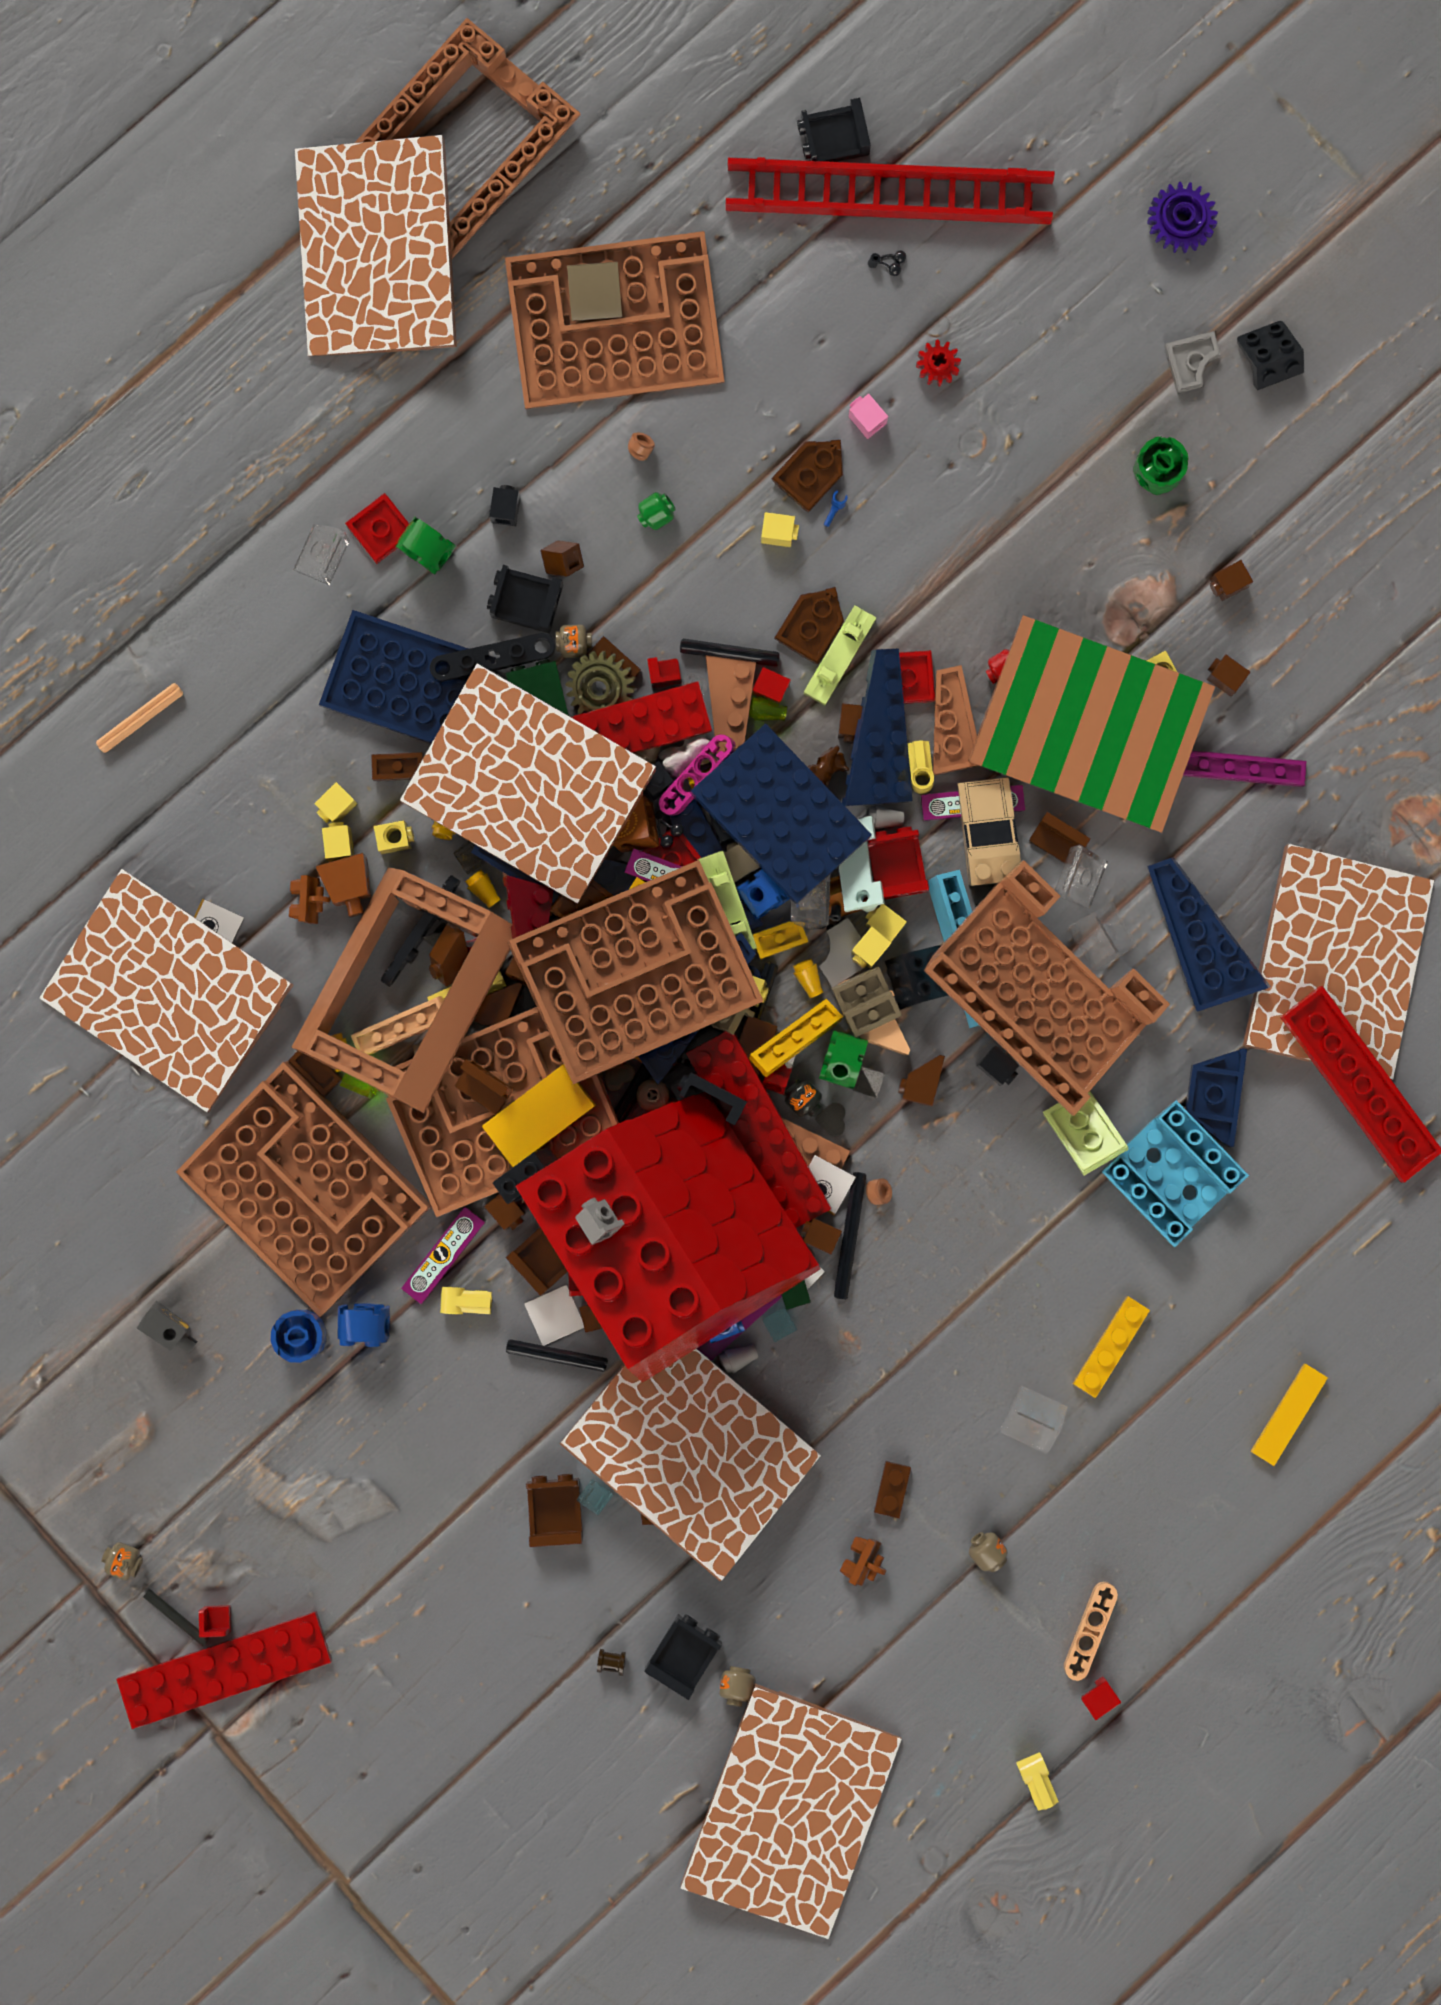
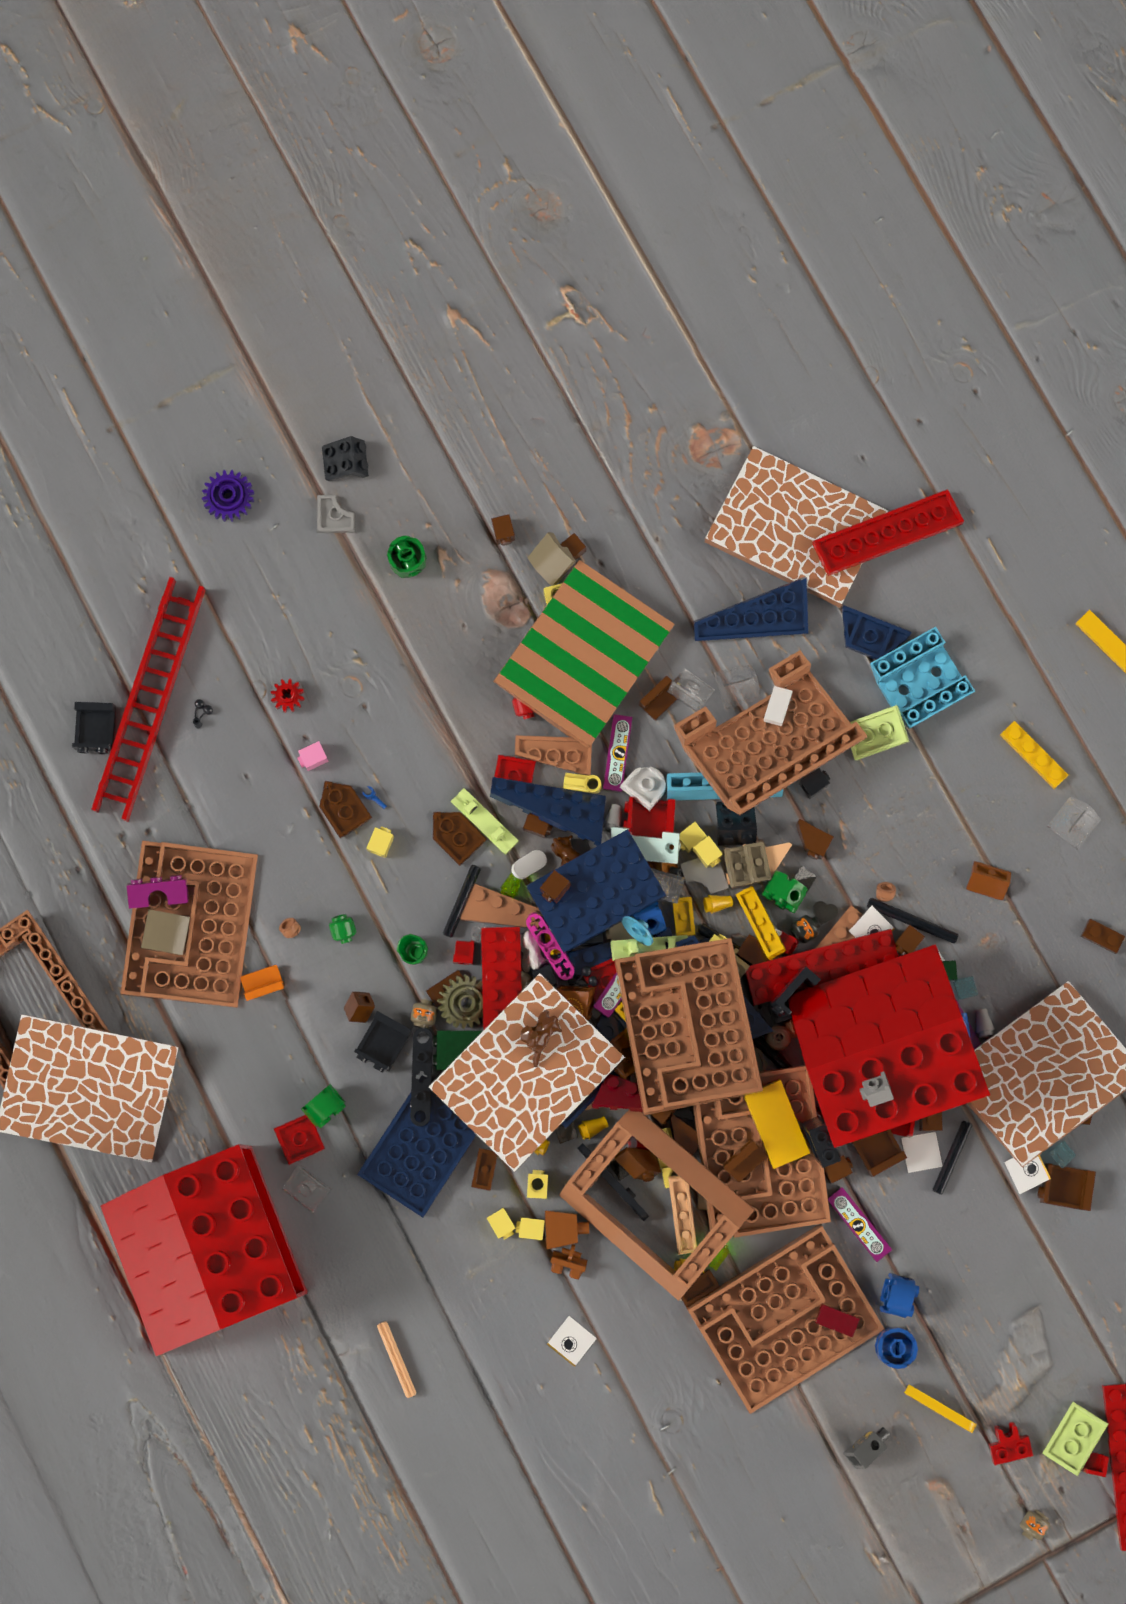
camera: 80 degrees left, 5 degrees down
(166, 991) = (611, 1388): nougat slope -> none
(175, 1617) = (1084, 1494): pearl dark grey bar -> none
(212, 1508) = (1010, 1446): none -> red plate
(215, 446) = (203, 1248): none -> red slope
(237, 1409) = (940, 1408): none -> yellow beam
(240, 1590) = (1075, 1438): none -> yellowish green tile
(315, 1253) = (837, 1320): none -> dark red tile
(460, 1301) = (896, 1219): light yellow piece -> none
(505, 505) = (308, 1040): black brick -> none
(556, 1459) = (1029, 1176): none -> white sticker
(563, 430) = (262, 982): none -> orange panel
(573, 784) = (538, 1036): none -> reddish brown animal
(651, 286) = (174, 888): none -> magenta arch
(651, 604) = (412, 949): none -> green hair
(744, 879) = (638, 930): none -> medium azure dish
(770, 757) = (555, 887): none -> reddish brown brick
(771, 685) = (495, 876): red panel -> none
(797, 724) = (529, 864): none -> white tile
(927, 1323) = (989, 880): none -> dark orange panel
(937, 848) = (645, 786): none -> white tile
(988, 830) = (642, 746): tan slope -> none
(1086, 992) = (778, 706): none -> white tile
(1206, 651) = (551, 559): none -> dark tan slope
(1246, 768) = (641, 553): magenta tile -> none

